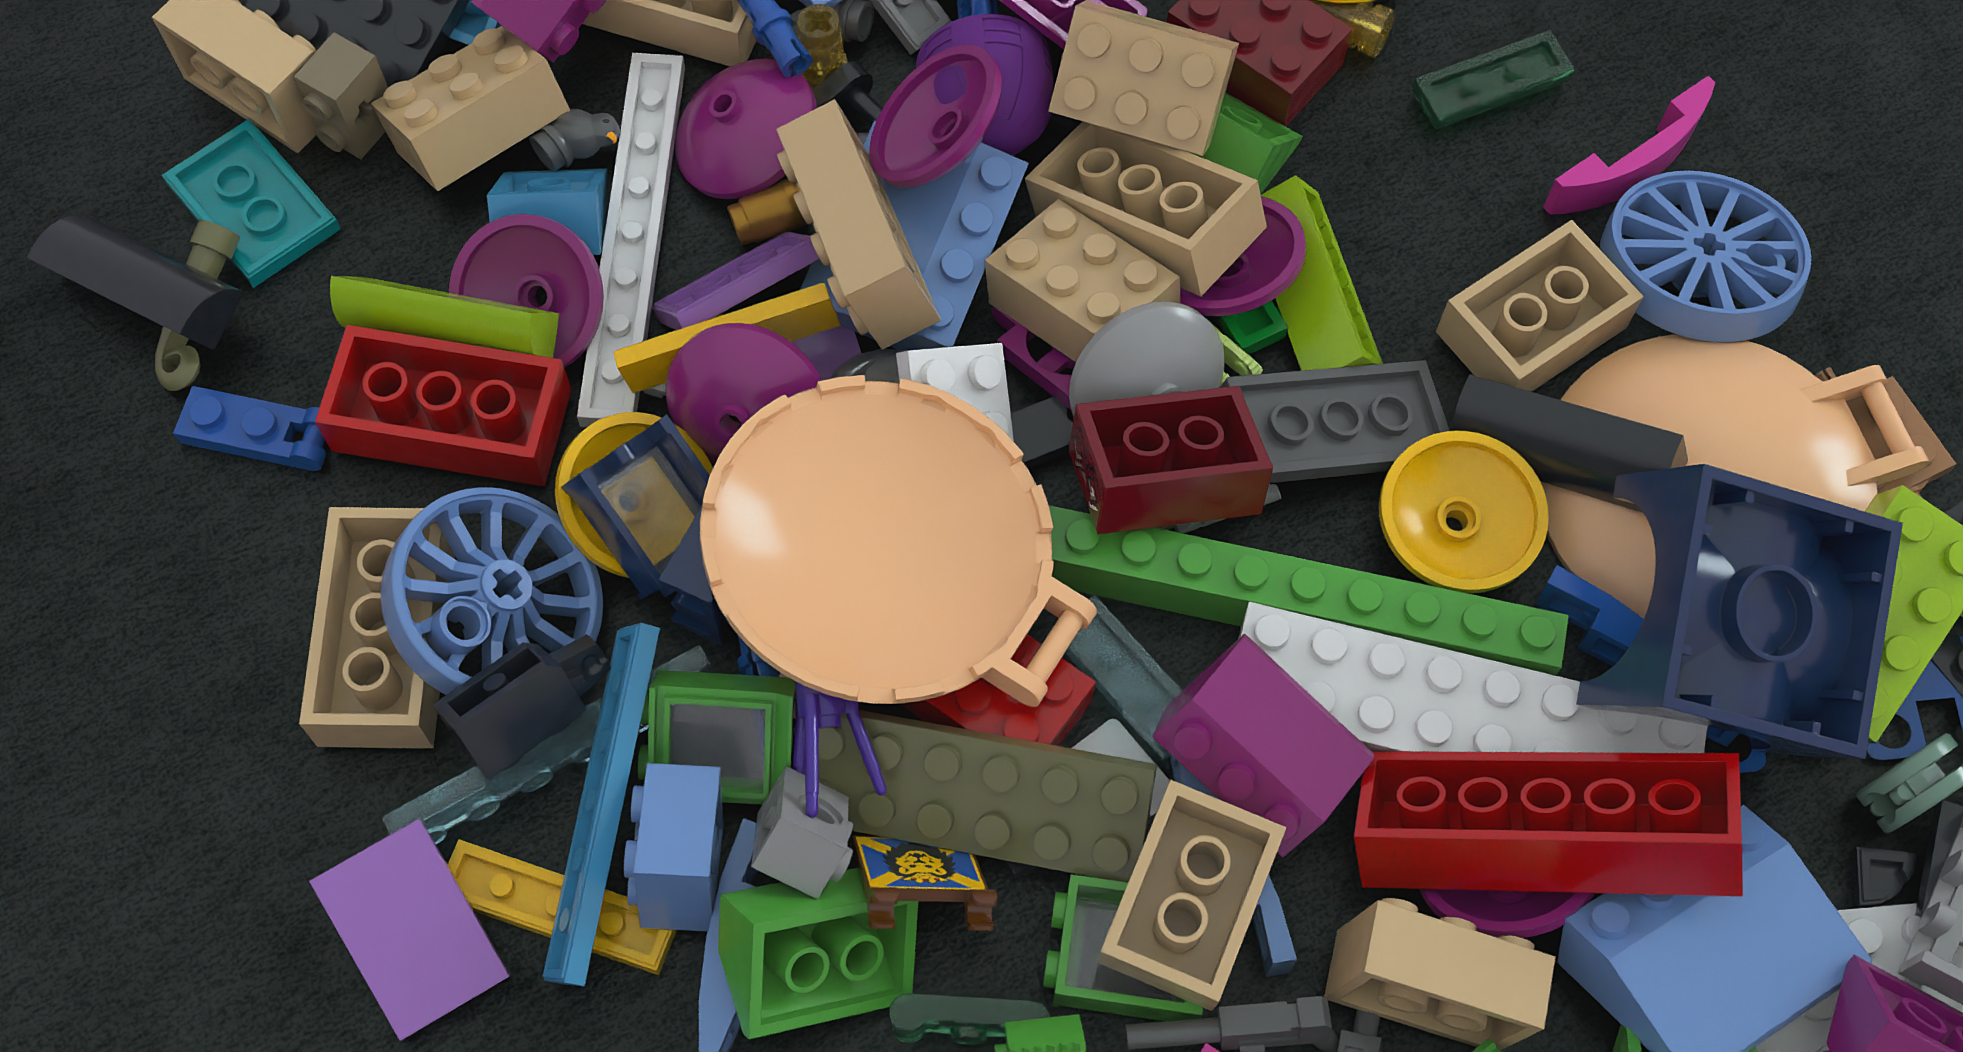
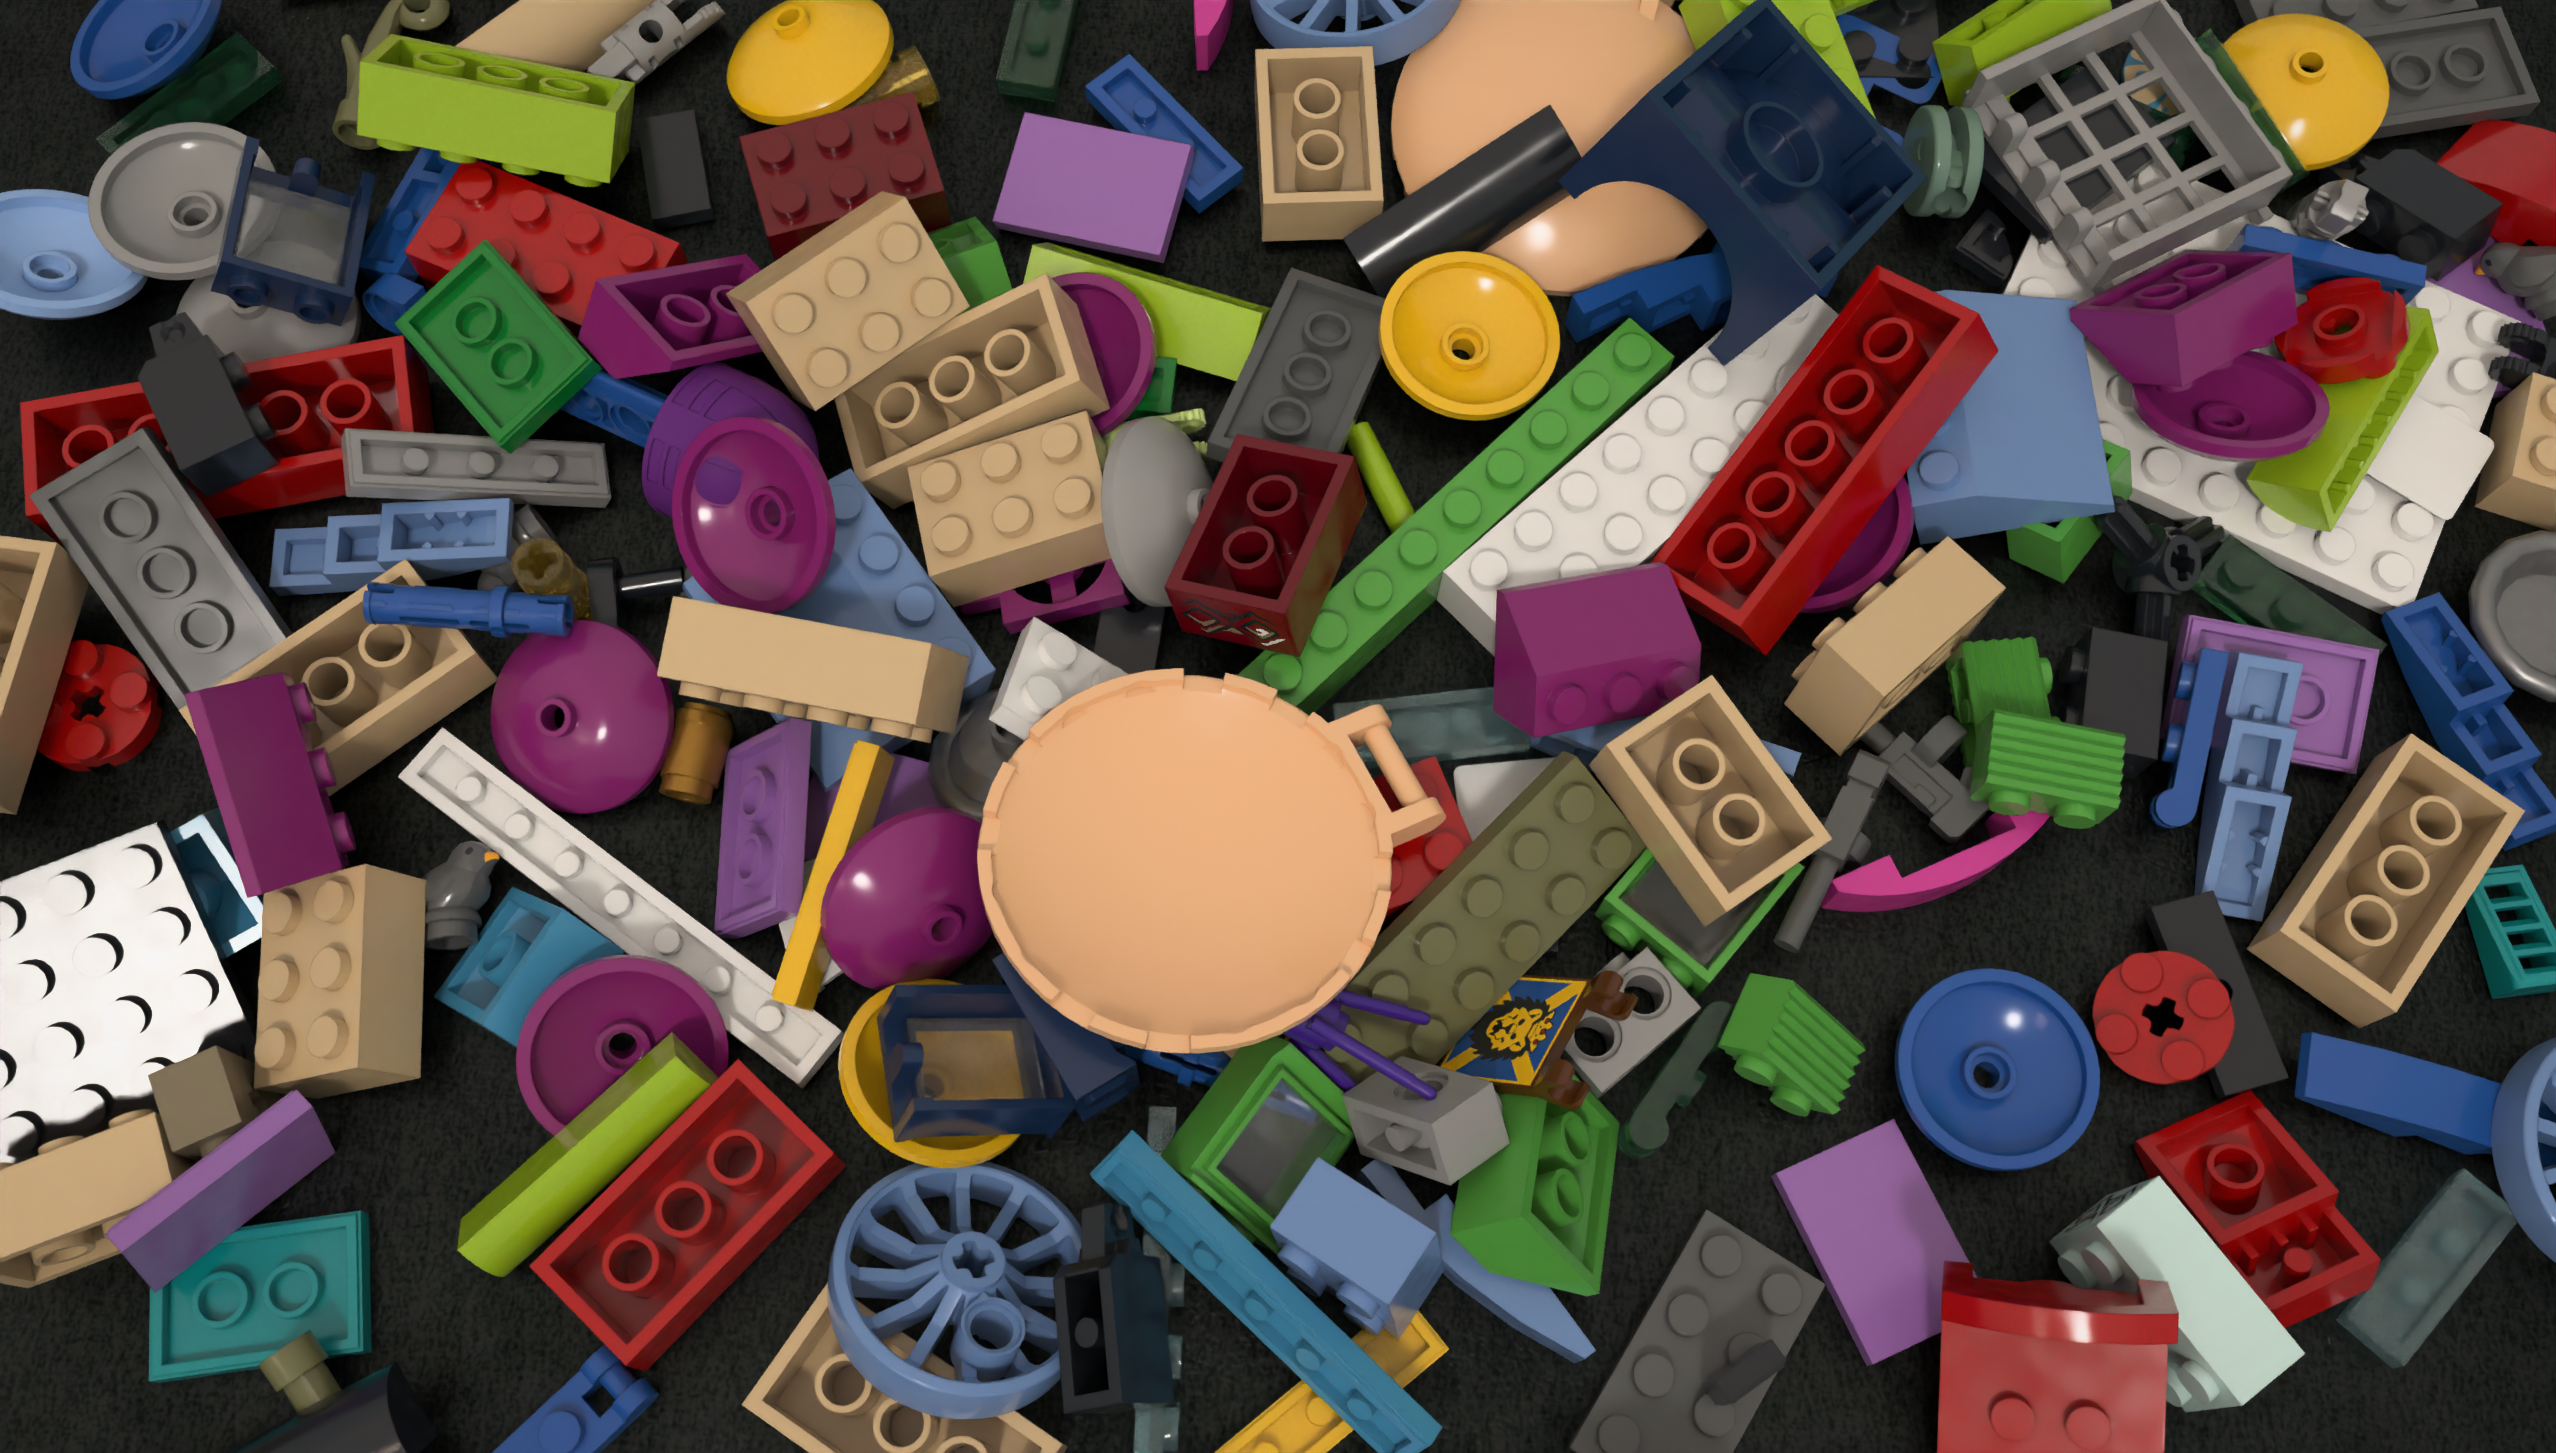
camera: 60 degrees left, 5 degrees up
(292, 126) = (222, 1191): none -> medium lavender tile
(977, 965) = (1640, 1034): none -> light grey brick
(1310, 519) = (1379, 476): none -> lime piece
(1382, 193) = (1094, 187): none -> medium lavender tile
(1466, 213) = (1141, 106): none -> blue plate

